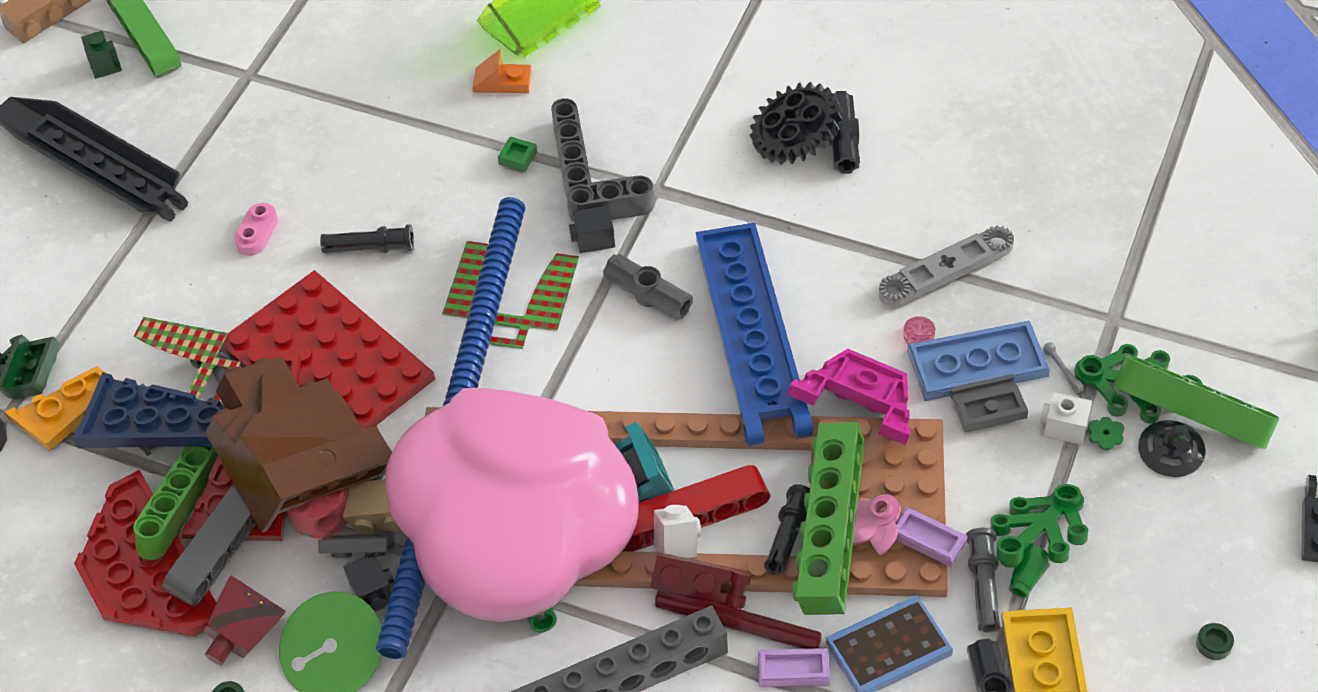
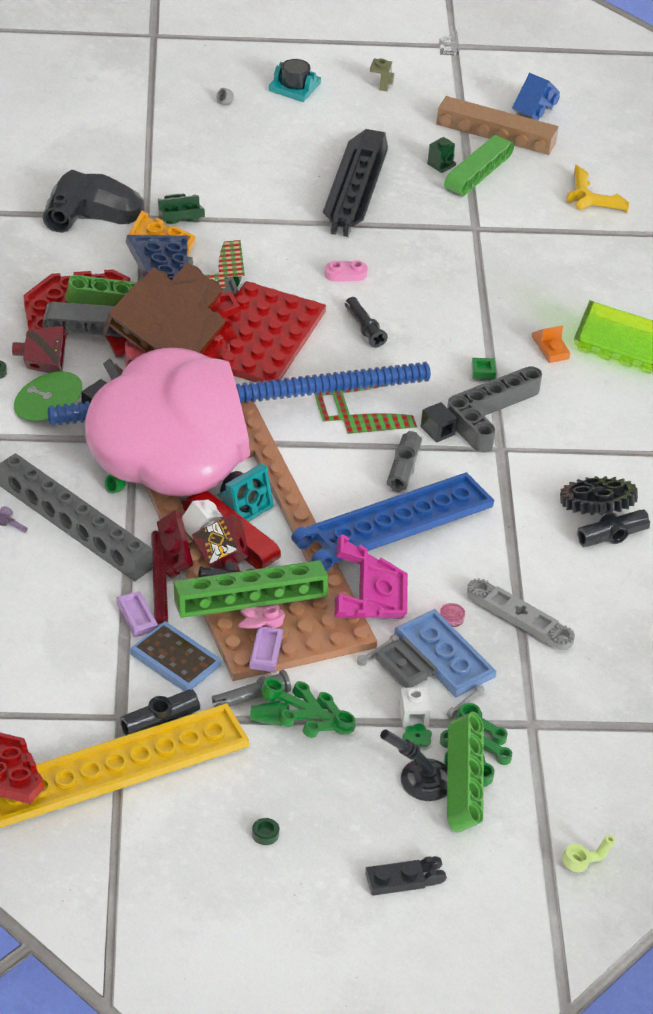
camera: 60 degrees right, 10 degrees down
(732, 524) = (223, 543): none -> torso
(960, 445) = (362, 659): none -> light grey hinge

